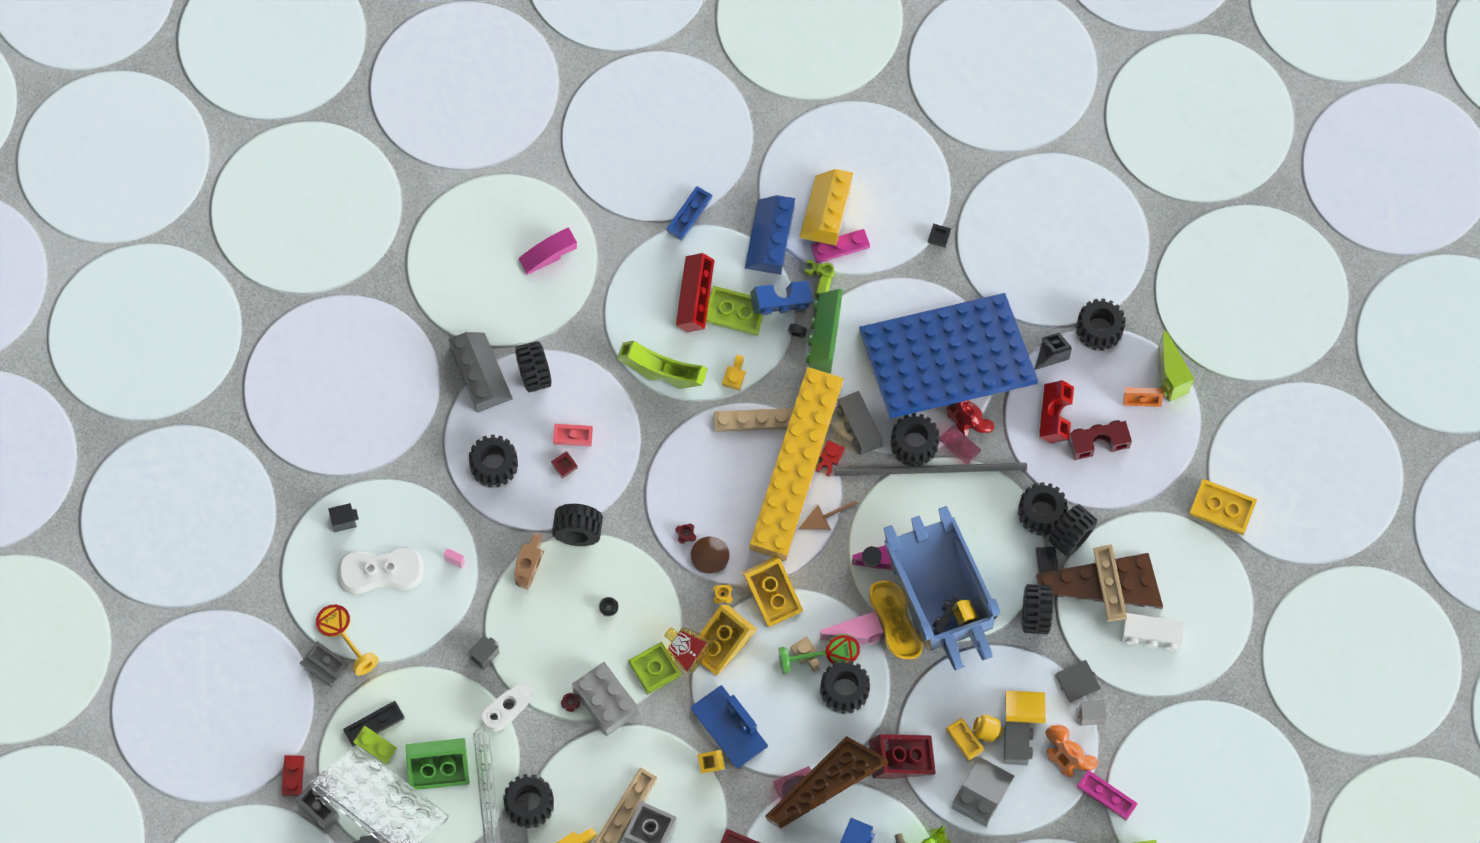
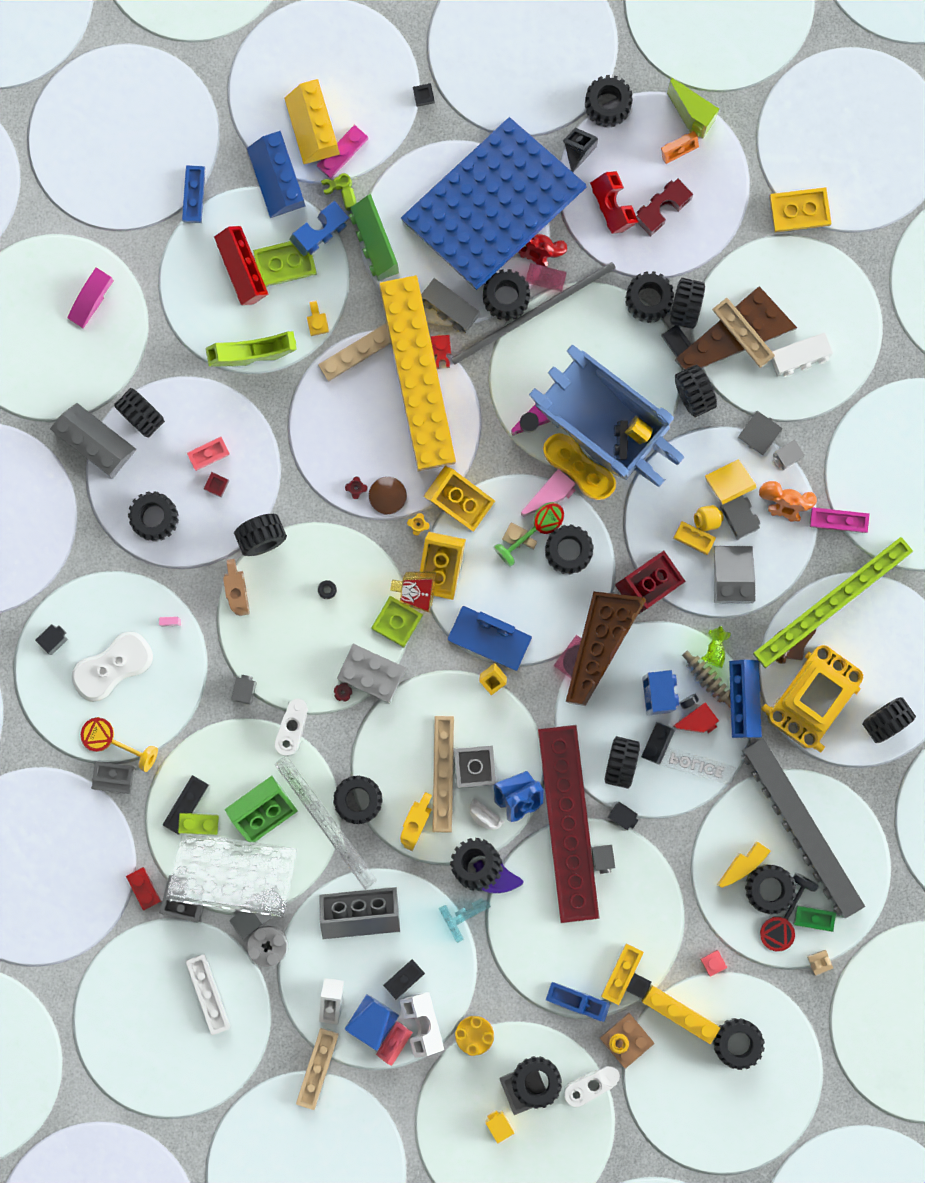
camera: 25 degrees left, 15 degrees up
(797, 330) = (349, 251): black tile -> none
(817, 520) = (461, 412): medium nougat piece -> none

